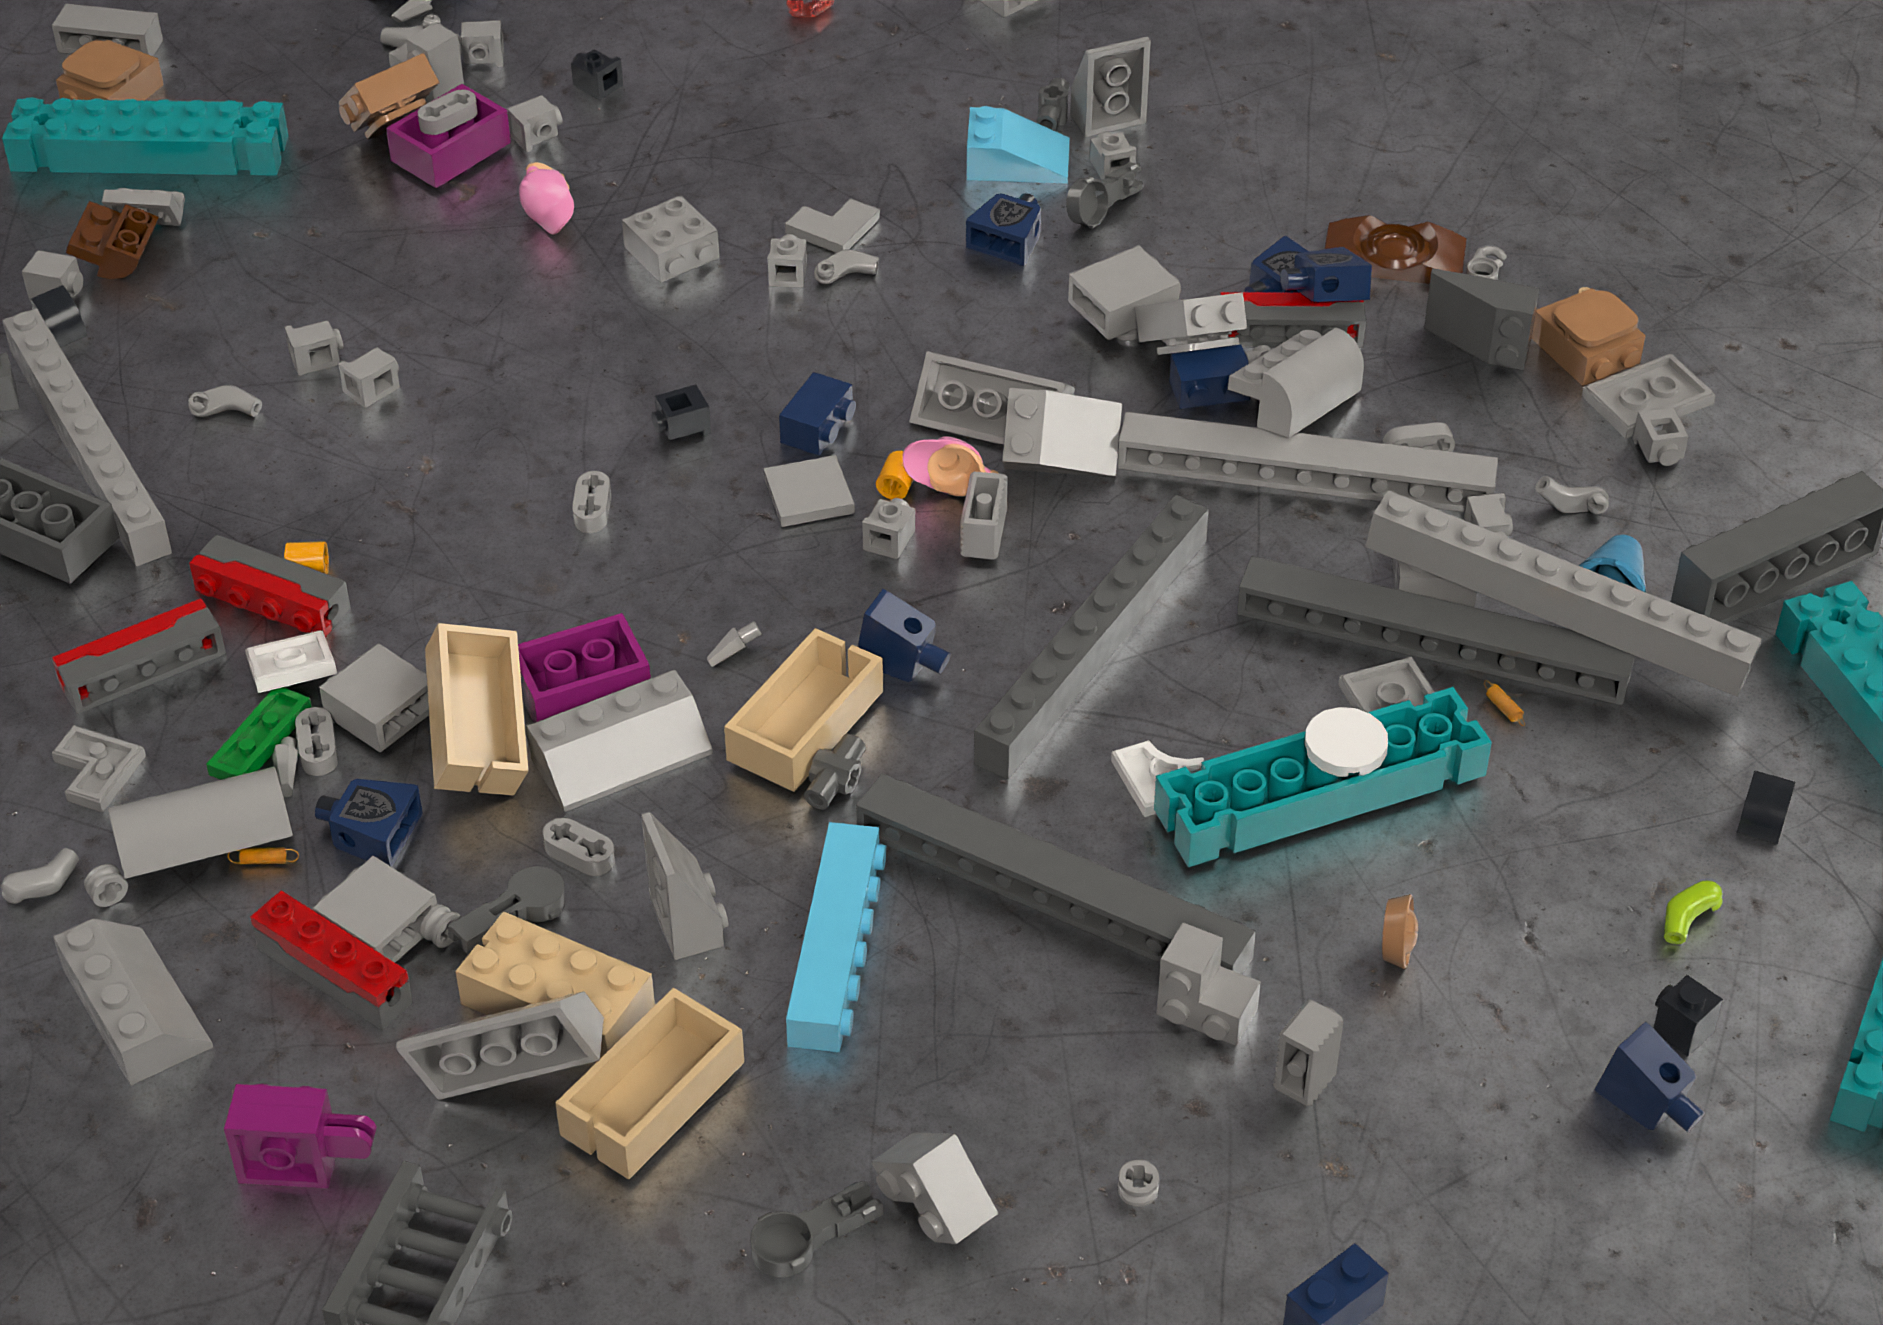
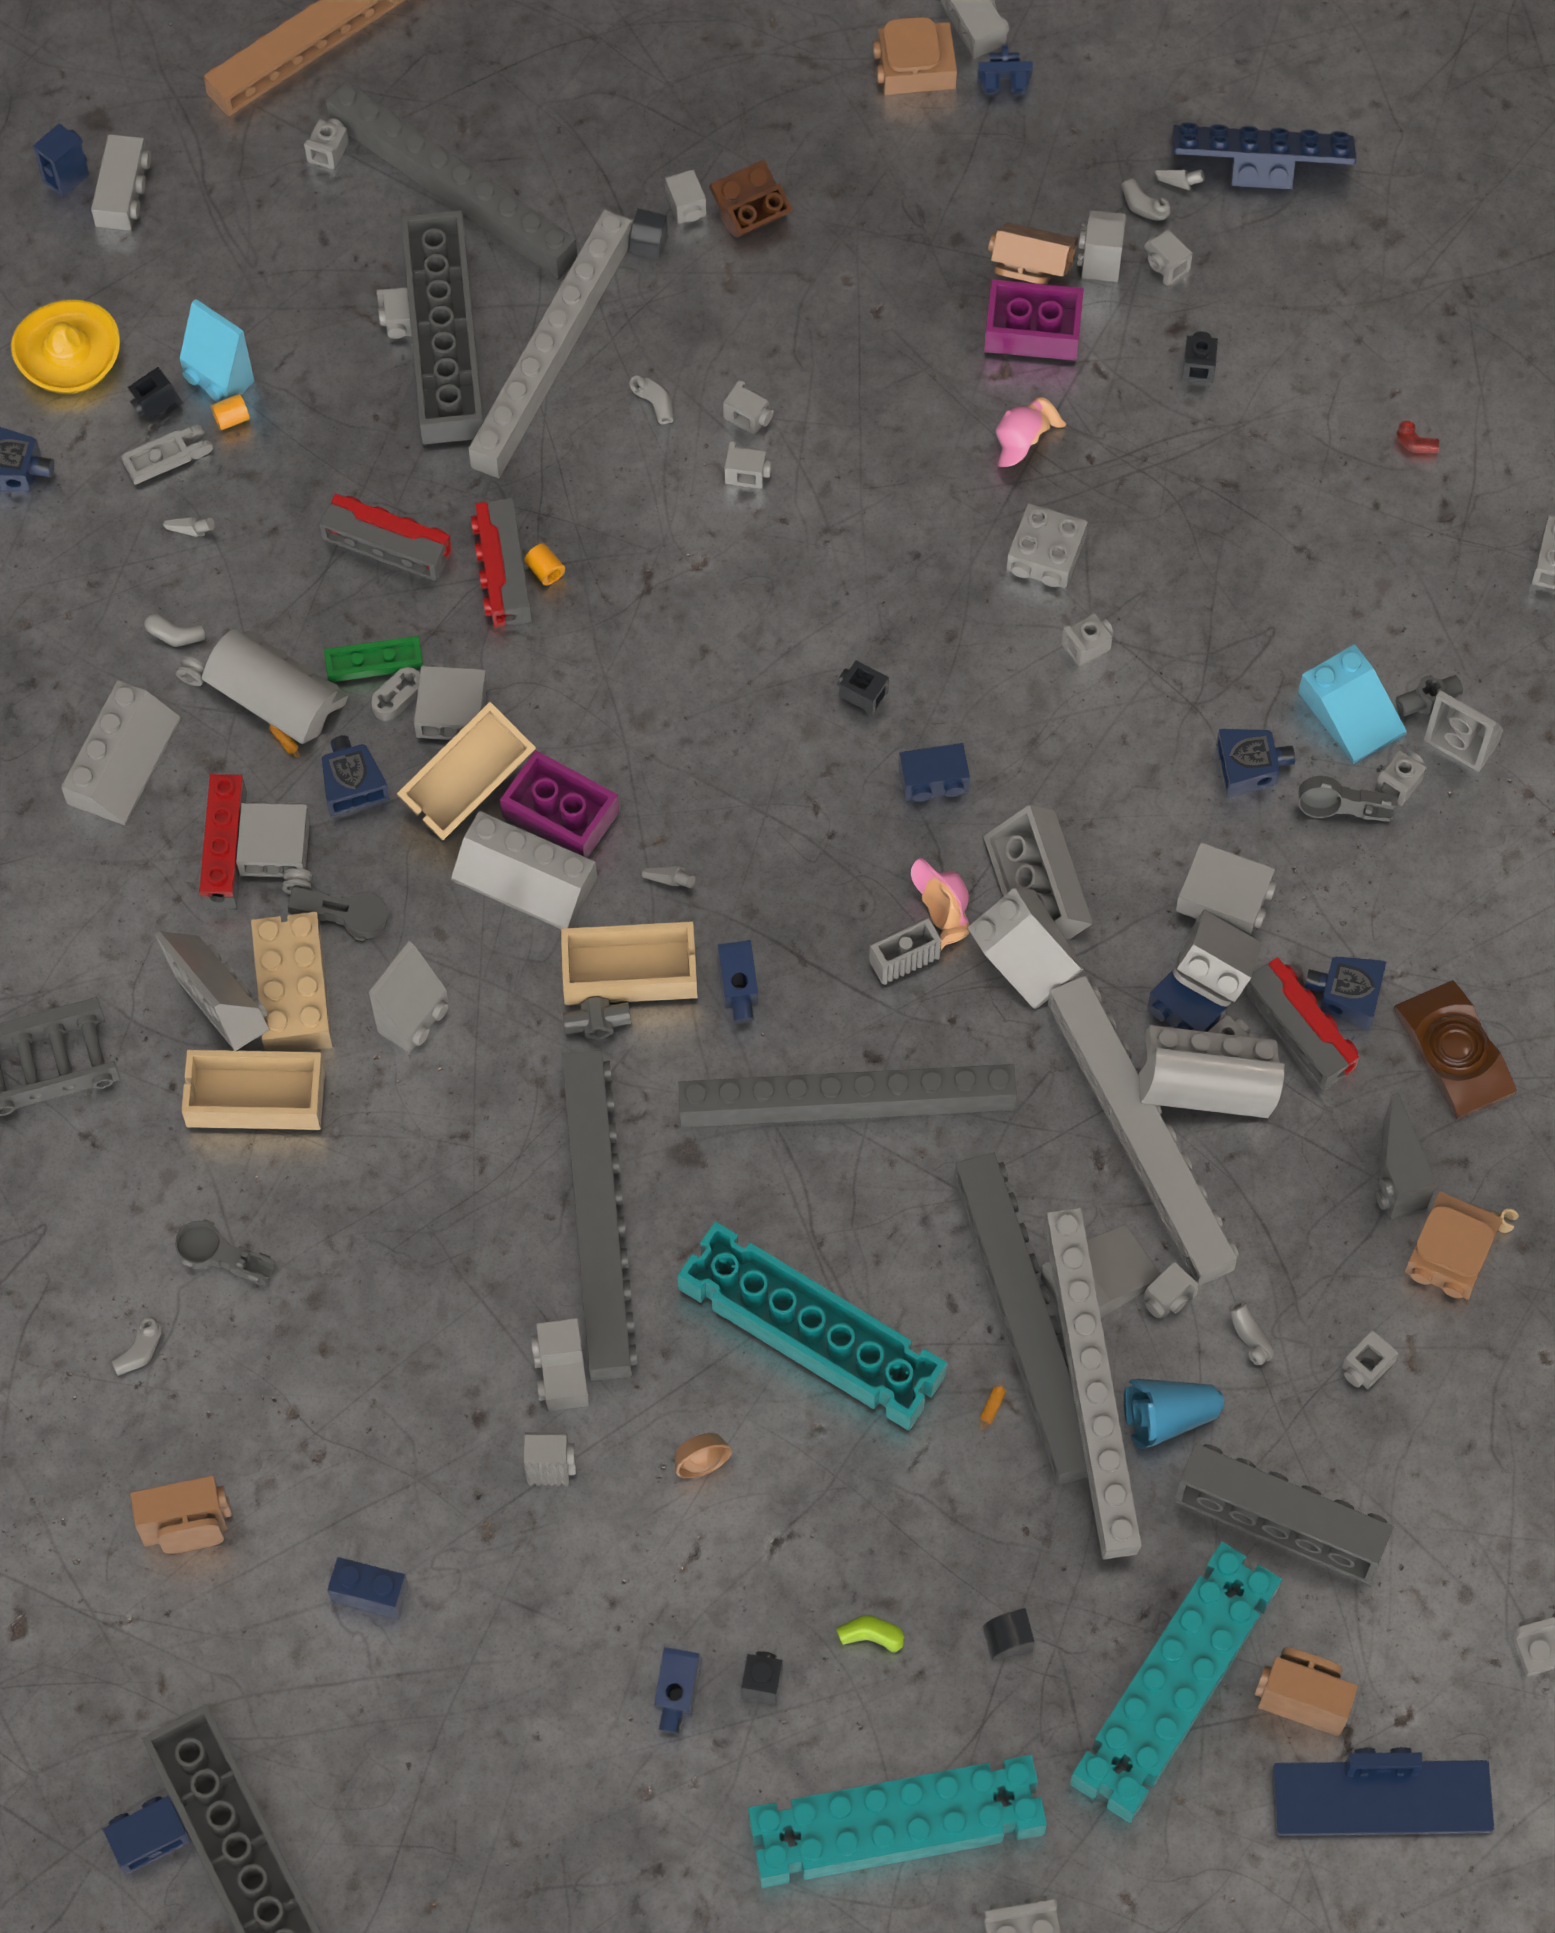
camera: 55 degrees right, 20 degrees up
(103, 766) = (291, 593): light grey tile -> none
(146, 137) = (875, 132): teal brick -> none
(161, 203) = (804, 190): light grey bracket -> none
(187, 40) = (1004, 66): none -> dark blue hips
(285, 764) = (363, 692): light grey bar -> none
(290, 661) = (446, 627): white tile -> none
(291, 1135) = (71, 920): magenta brick -> none
(447, 112) = (1035, 306): light grey beam -> none
(533, 122) = (1104, 360): light grey brick -> none
(581, 843) = (415, 912): light grey beam -> none
(584, 502) = (739, 695): light grey beam -> none
(809, 491) = (857, 820): light grey tile -> none
(834, 937) = (454, 1113): medium azure brick -> none
(835, 231) = (1158, 648): light grey tile -> none
(844, 263) = (1117, 676): light grey arm -> none
(890, 518) = (853, 905): light grey brick -> none
(893, 479) = (903, 864): light orange gear -> none
(939, 1181) = (287, 1303): brick -> none
(1138, 1170) = (397, 1420): light grey bush -> none
(1139, 768) = (750, 1219): white tile -> none
(1329, 275) = (1344, 1021): dark blue torso -> none
(1346, 741) = (831, 1323): white tile -> none
(1385, 685) = (943, 1324): light grey tile -> none
(1427, 436) = (1227, 1193): light grey beam -> none
(1481, 263) = (1491, 1116): light grey piece -> none
(1647, 387) = (1427, 1326): light grey tile -> none

